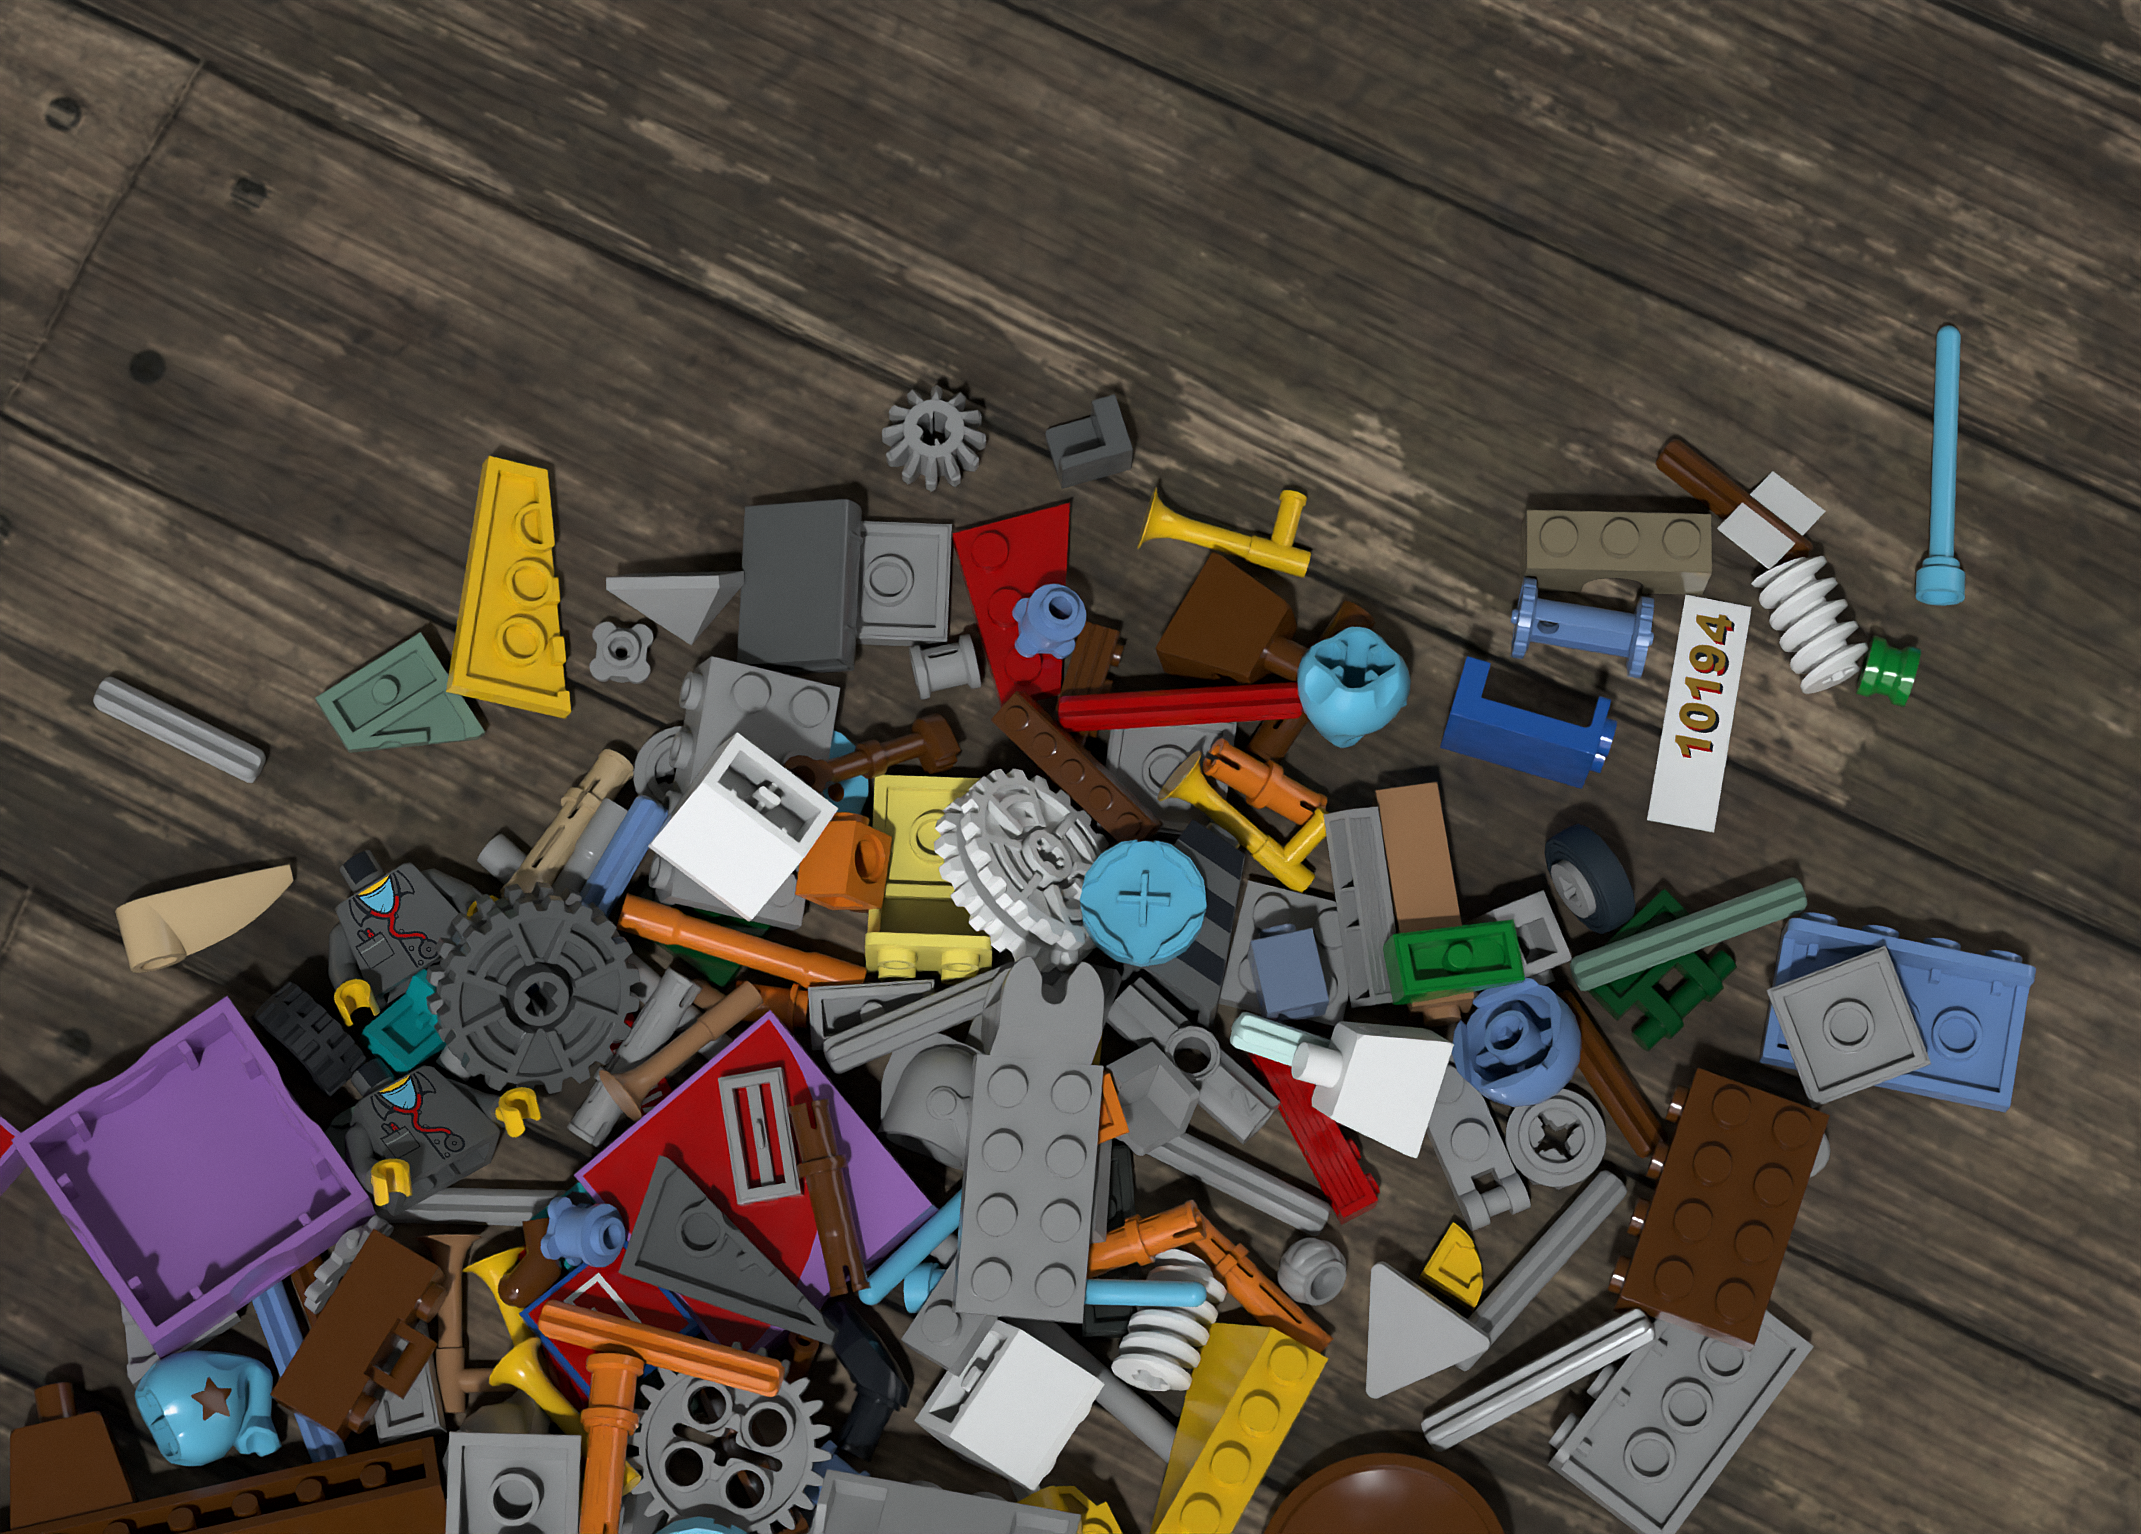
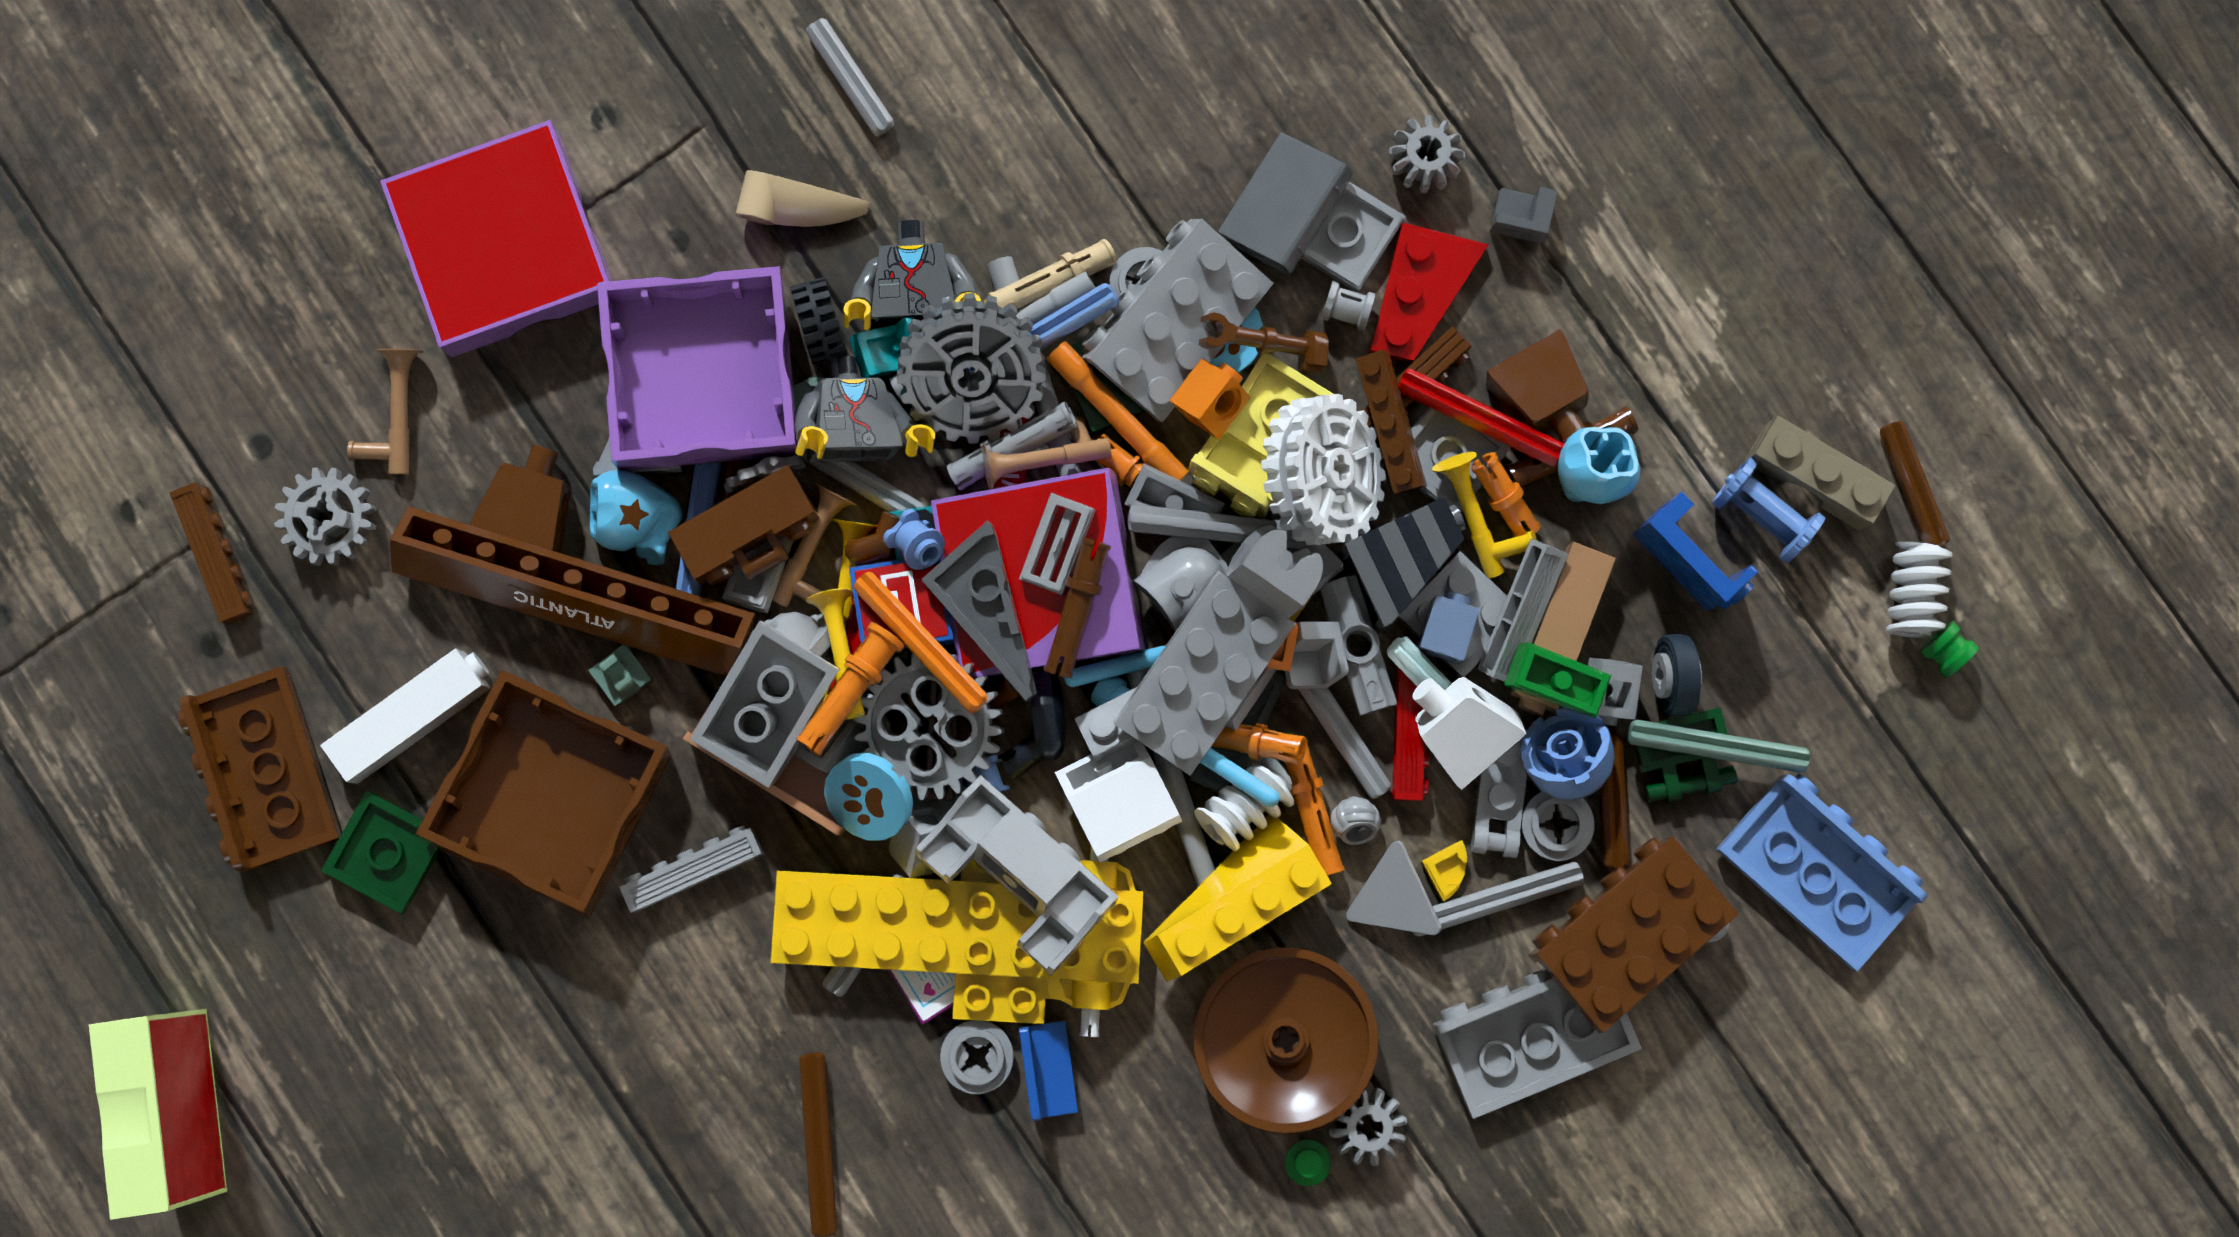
camera: 30 degrees right, 10 degrees up
(399, 703) = (994, 136): sand green wing -> none
(508, 610) = (1094, 117): yellow wing -> none
(634, 665) = (1150, 195): light grey plate -> none
(678, 600) = (1205, 168): light grey slope -> none
(742, 826) = (1157, 341): white slope -> none
(1049, 621) = (1420, 316): medium blue brick -> none
(1143, 902) = (1381, 533): medium azure tile -> none
(1272, 554) = (1599, 350): yellow piece -> none
(1538, 1379) = (1456, 971): light grey axle -> none
(1699, 713) = (1811, 605): white sticker -> none
(1759, 536) = (1918, 514): white sticker -> none
(1848, 1027) = (1785, 864): light grey plate -> none
(1941, 578) = (2020, 607): medium azure piece -> none

